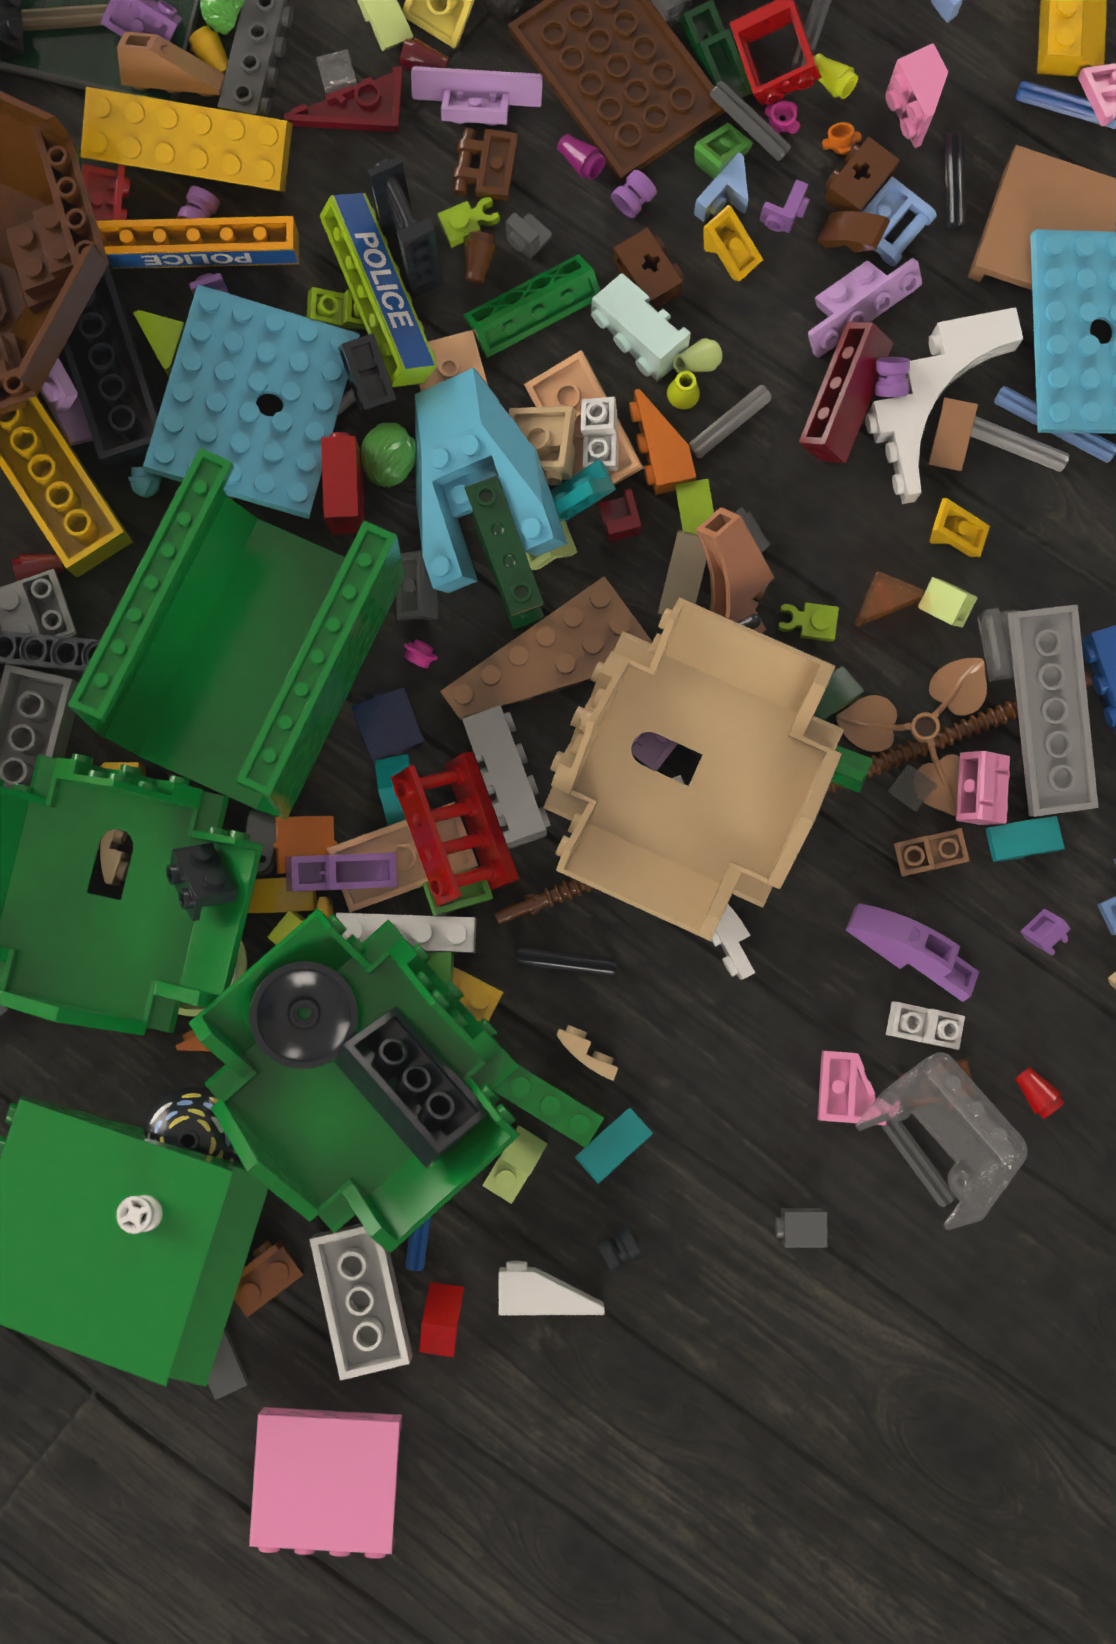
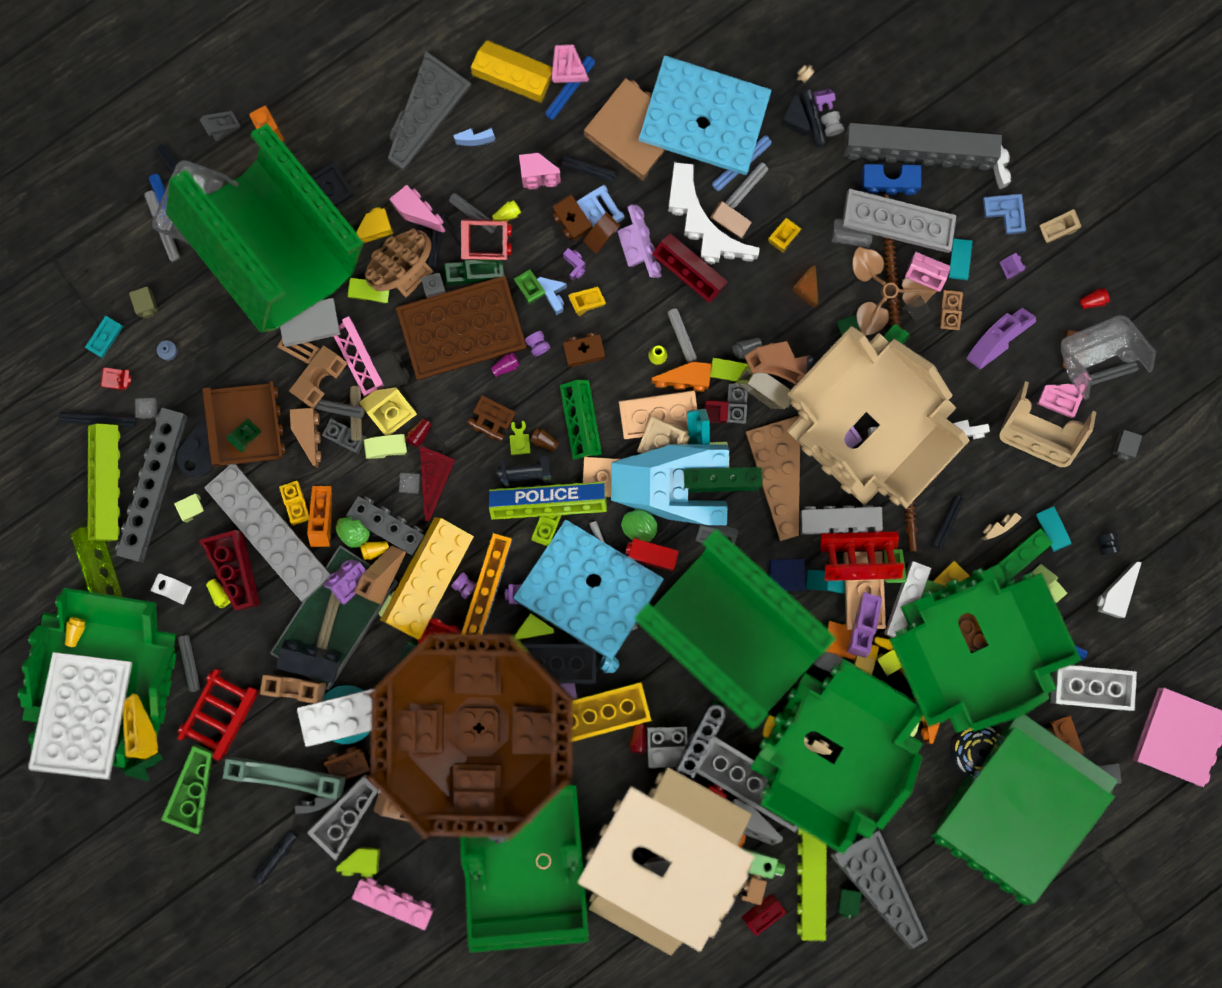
camera: 75 degrees left, 0 degrees up
(130, 1214) = (1022, 787): white wheel -> none
(199, 878) = (850, 699): black bracket -> none
(300, 1041) = (954, 663): black dish -> none
(366, 373) = (595, 521): black brick -> none
(410, 1086) = (997, 621): black slope -> none
(419, 653) = (756, 544): dark pink plate -> none
(441, 1319) = (1115, 649): red slope -> none
(476, 94) = (452, 410): lavender bracket -> none
(526, 234) = (541, 408): dark grey bracket -> none
(600, 432) = (670, 407): white slope -> none
(639, 327) = (615, 366): light aqua wedge -> none
(644, 548) = (737, 404): none -> dark grey slope
(700, 357) = (642, 337): yellowish green cone -> none
(750, 120) = (518, 266): dark grey axle -> none
(767, 1072) = (1041, 437): none -> tan windscreen
(784, 109) = (520, 243): dark pink plate -> none
(815, 621) = (807, 328): lime plate -> none
(841, 138) = (540, 218): orange plate -> none
(892, 377) = (692, 241): medium lavender wheel -> none
(925, 1025) = (1041, 345): white slope -> none
(947, 602) = (821, 254): yellowish green panel -> none

